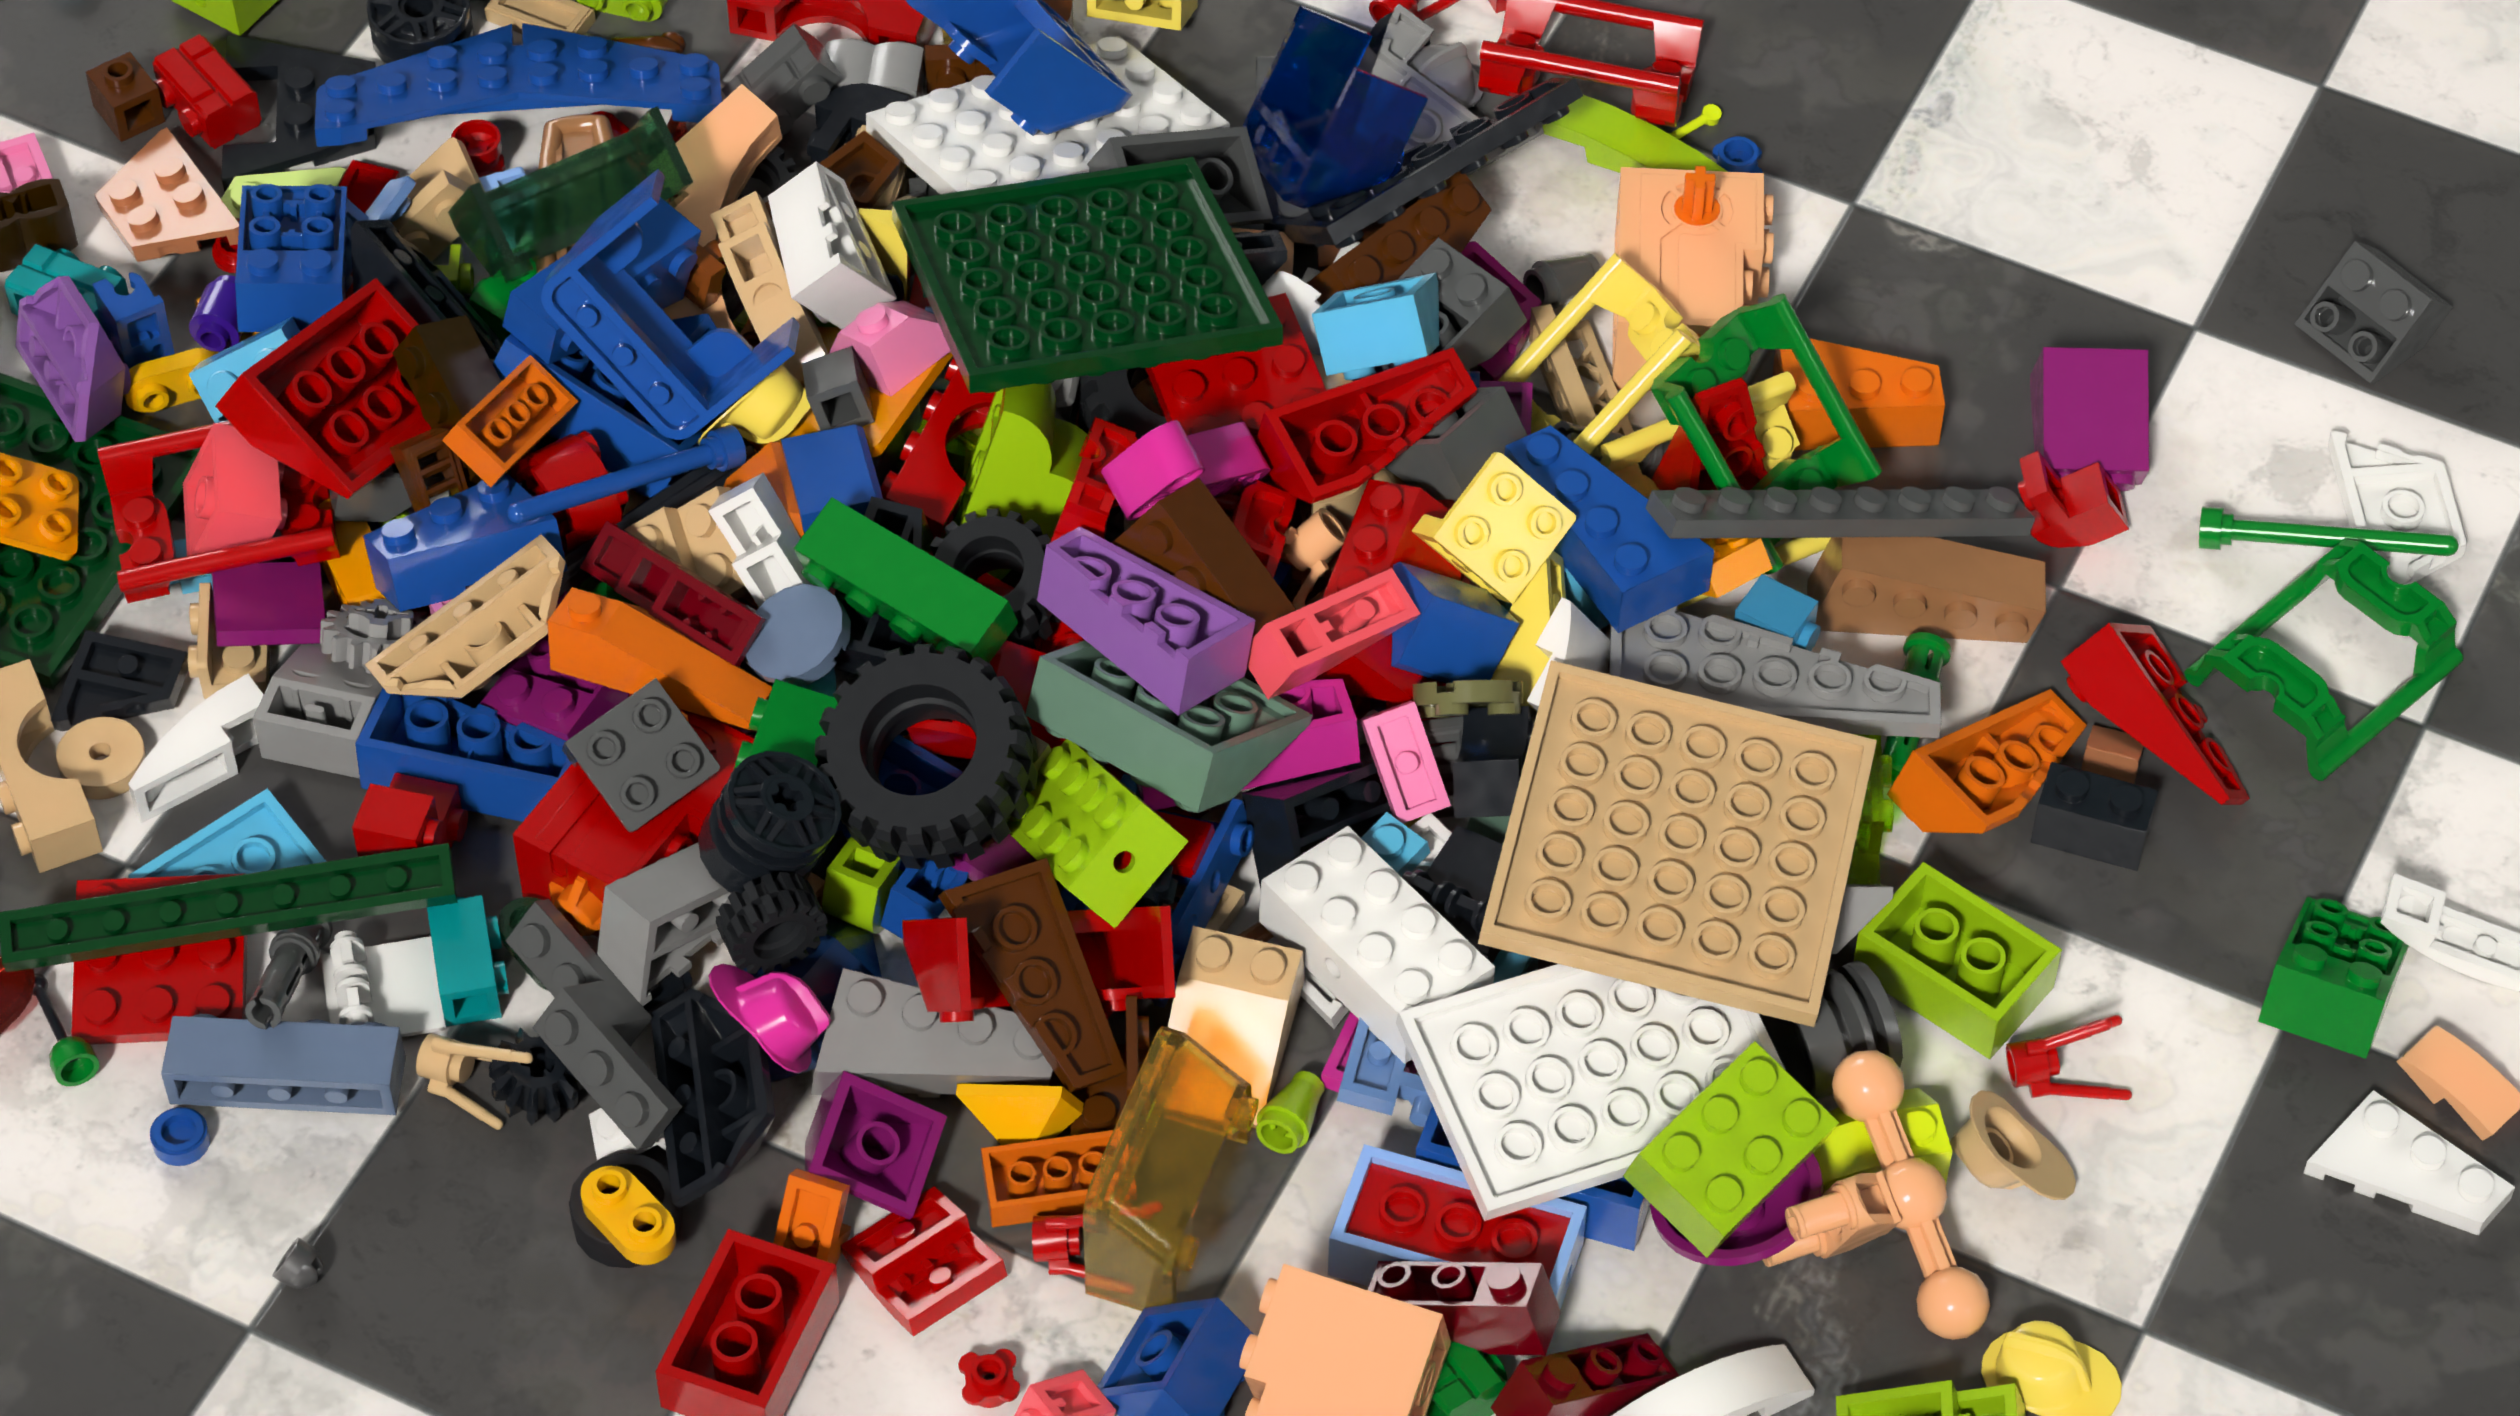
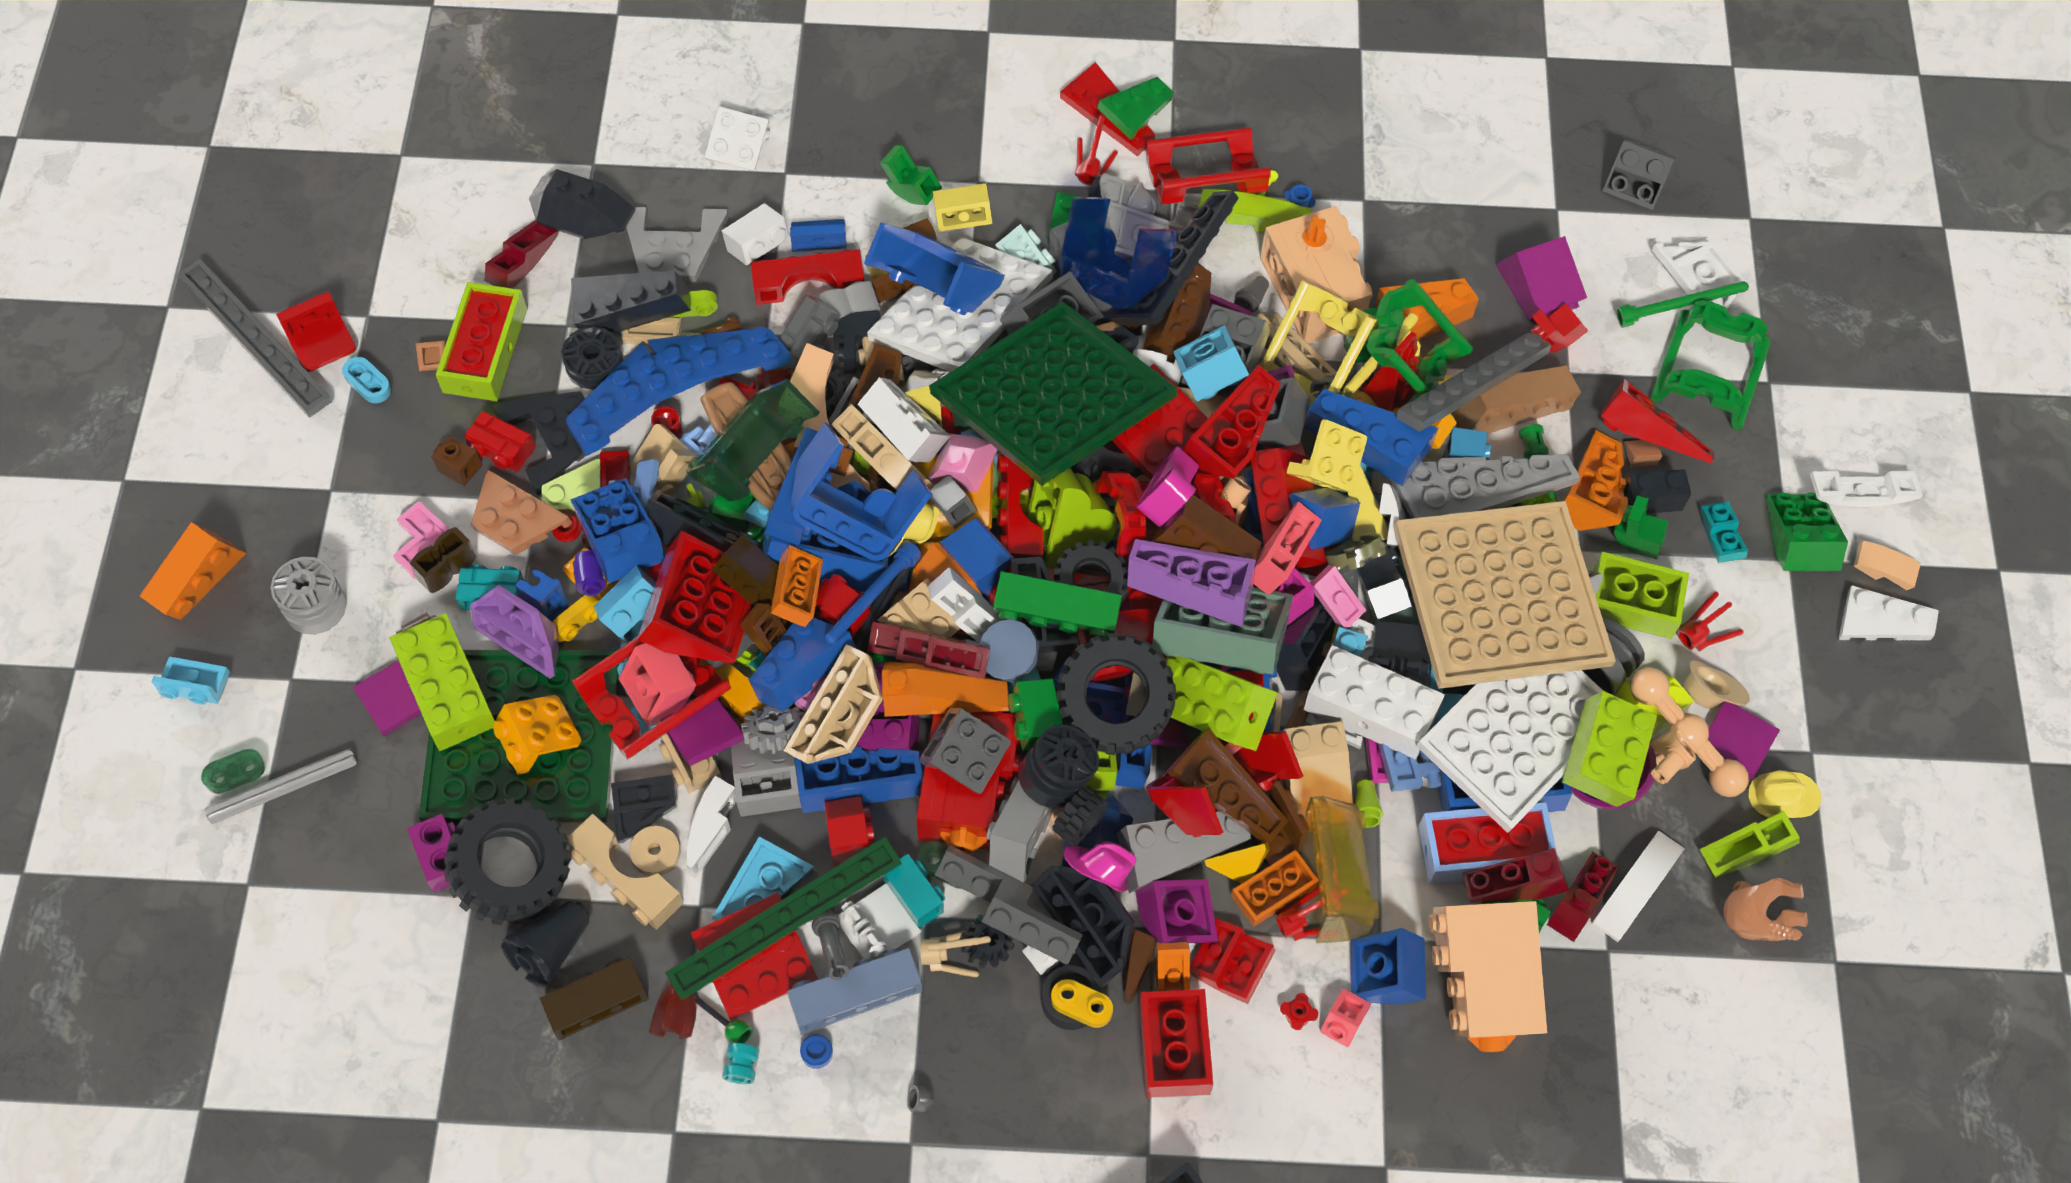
camera: 25 degrees left, 10 degrees up
(47, 1105) = (740, 1063): none -> teal wheel
(759, 1200) = (1140, 956): none -> reddish brown slope
(1216, 81) = (1025, 246): none -> light aqua bracket
(2020, 1256) = (1741, 736): none -> magenta tile
(2026, 866) = (1640, 531): none -> green brick
(2188, 926) = (1722, 532): none -> teal slope

